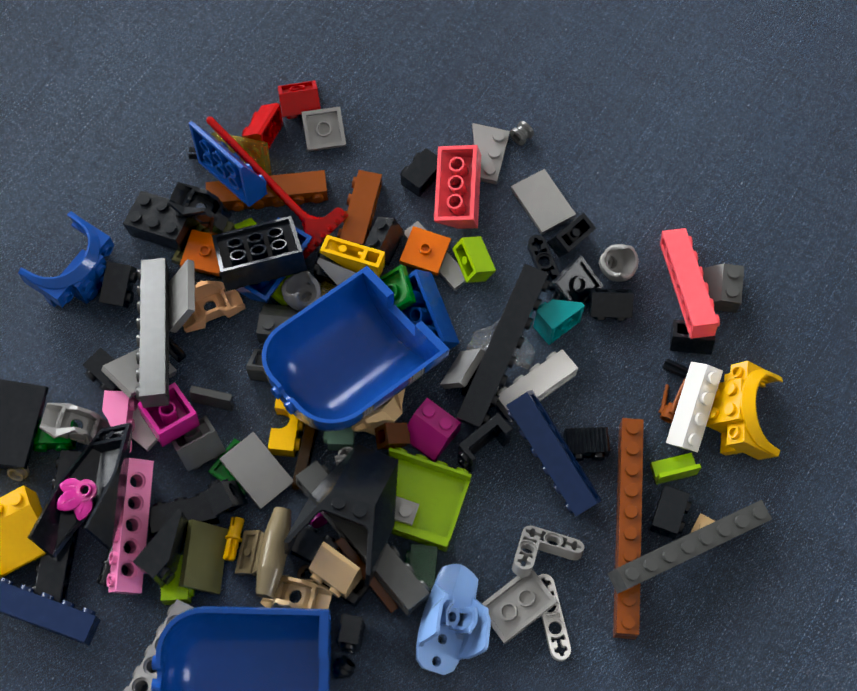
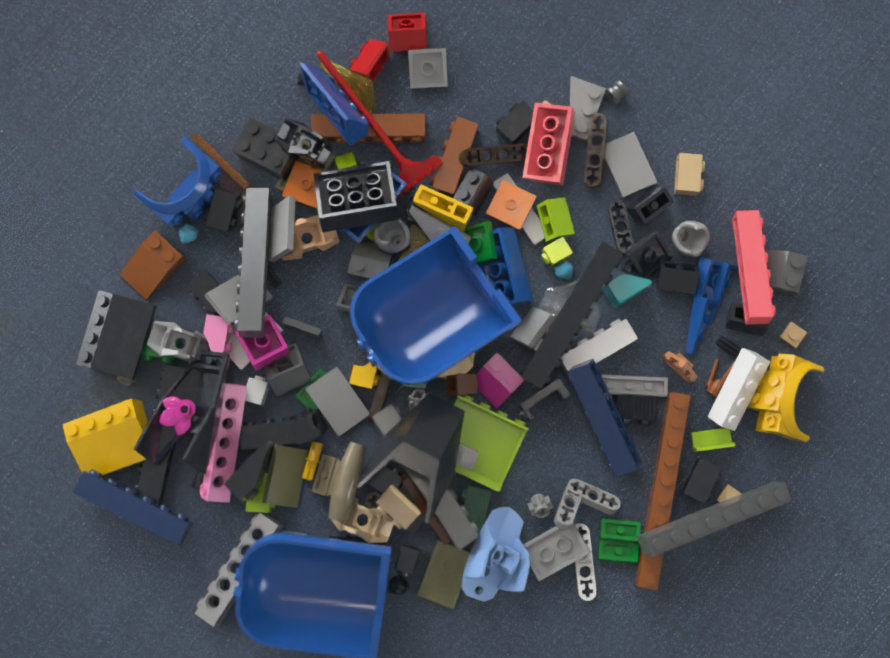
camera: 10 degrees right, 15 degrees up
(42, 350) = (152, 265): none -> dark orange slope
(80, 315) = (188, 233): none -> medium azure plate
(119, 245) = (220, 161): none -> clear orange tile
(165, 469) = (257, 390): none -> white brick
(395, 651) = (444, 575): none -> olive tile
(401, 199) = (494, 155): none -> dark brown beam
(479, 292) = (556, 252): none -> neon yellow brick
(490, 310) = (564, 270): none -> medium azure plate
(494, 558) = (540, 505): none -> light grey gear
(511, 189) = (596, 150): none -> dark brown beam
(585, 419) = (636, 385): none -> light grey tile
(588, 590) = (619, 541): none -> green slope
(607, 203) = (688, 174): none -> tan brick
(628, 393) = (680, 365): none -> nougat plate
(646, 323) = (708, 297): none -> blue wedge
(743, 350) = (792, 335): none -> tan plate

